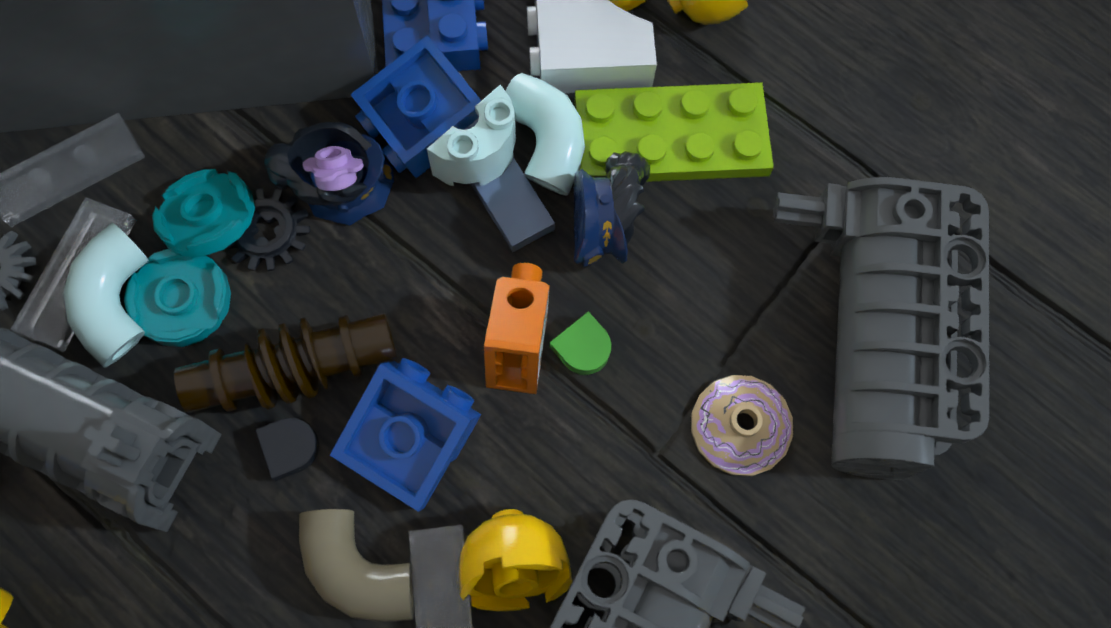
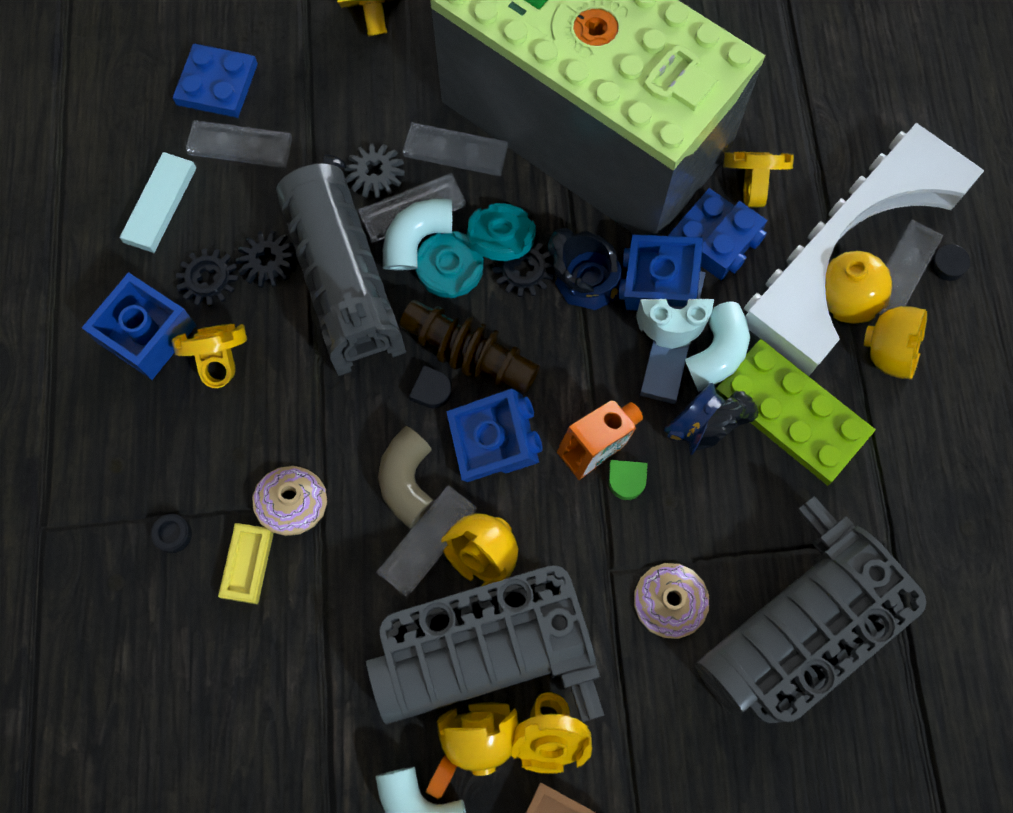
camera: 50 degrees right, 0 degrees up
(333, 168) = (583, 267): lavender plate -> none

